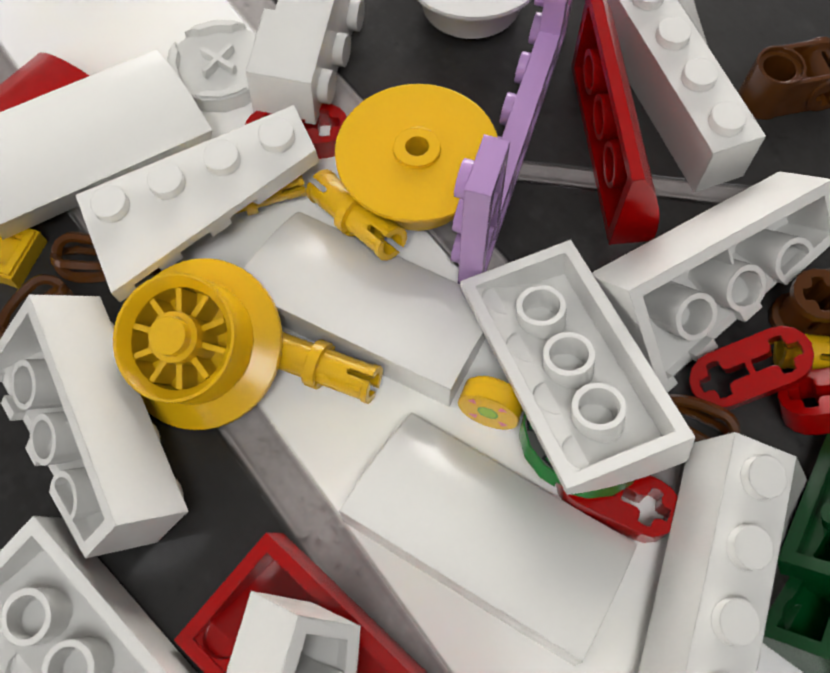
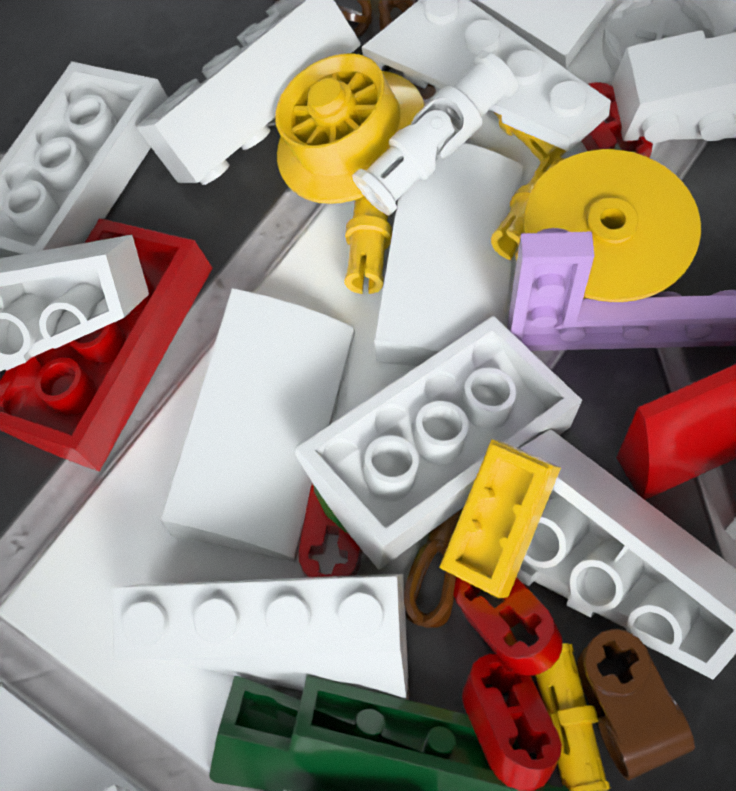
camera: 75 degrees right, 0 degrees up
(262, 252) = (431, 133): none -> white piece
(490, 402) = (383, 372): yellow tile -> none
(683, 333) = (499, 518): none -> yellow plate

